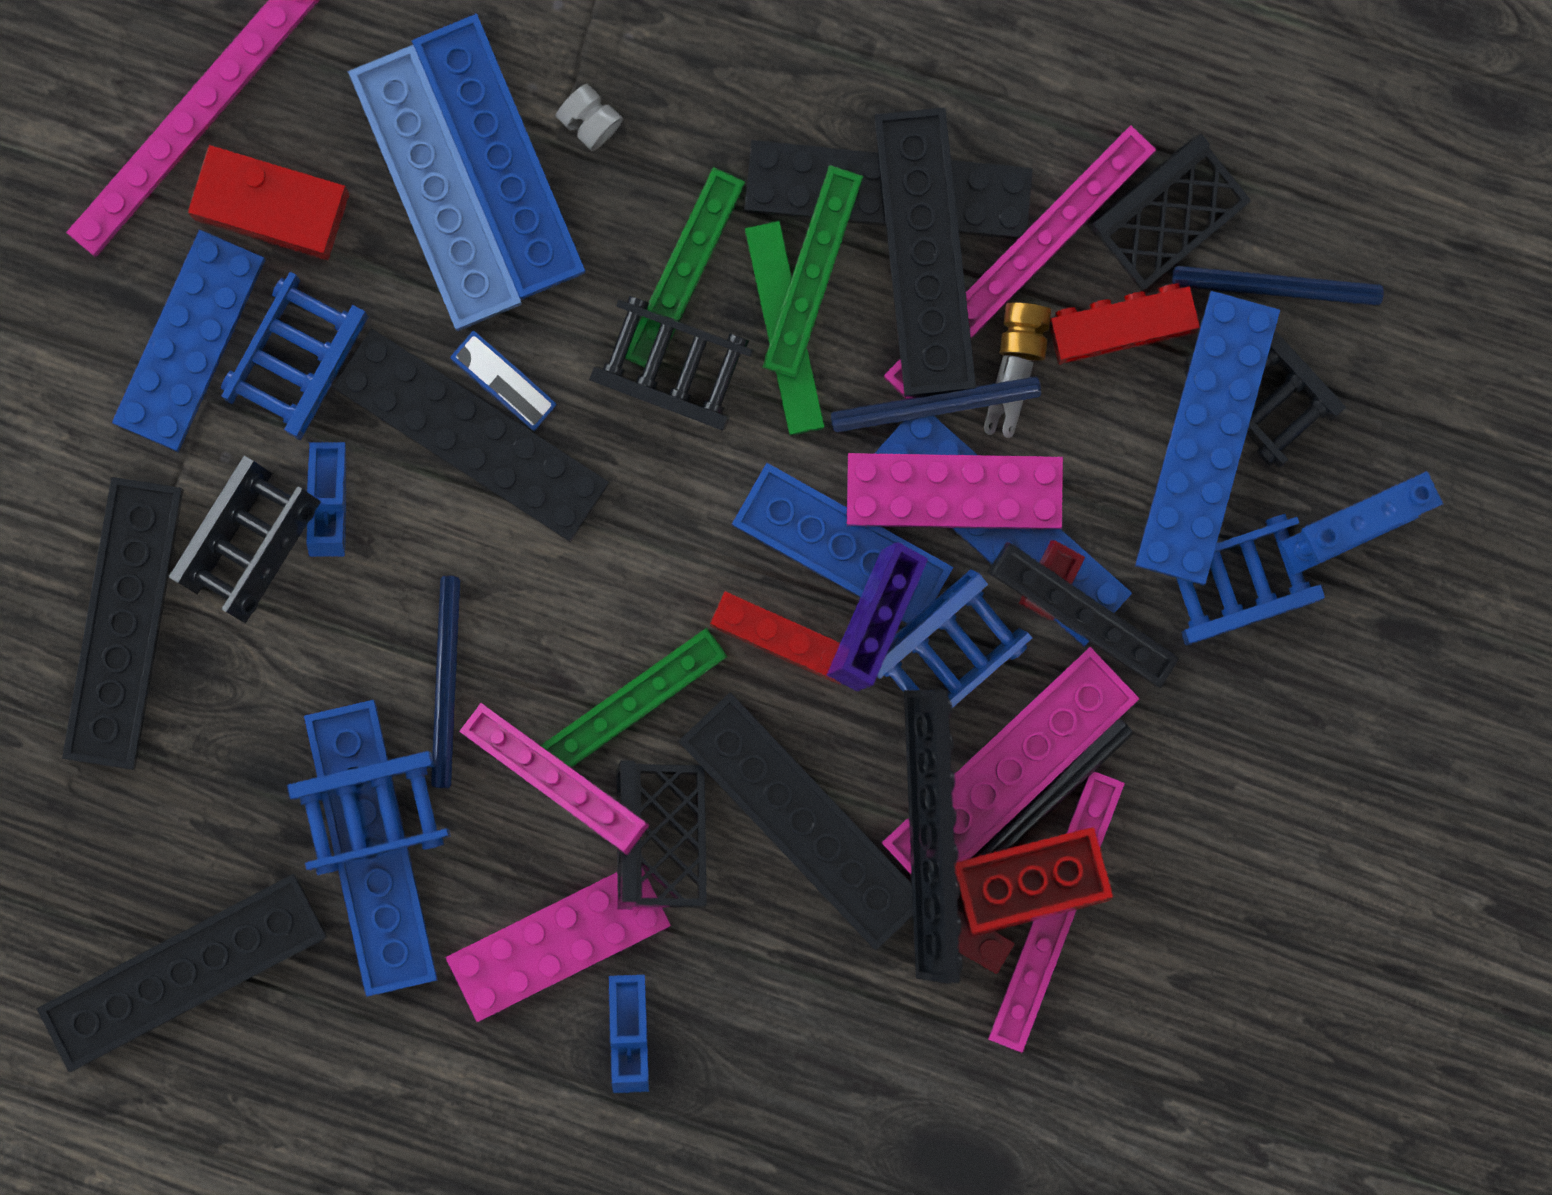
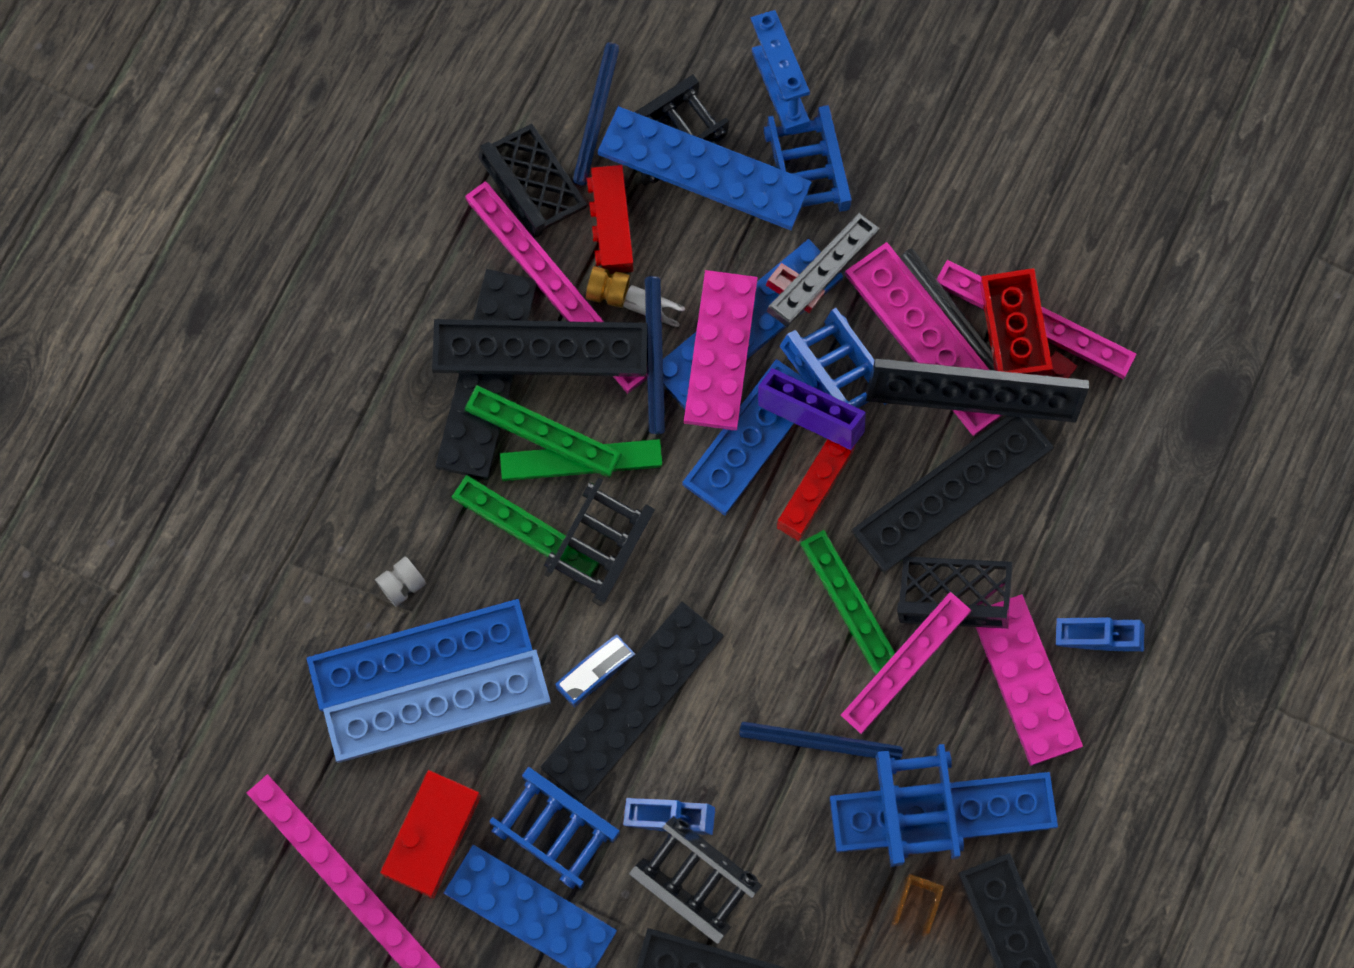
camera: 85 degrees left, 10 degrees down
(273, 830) = (925, 884): none -> clear orange piece

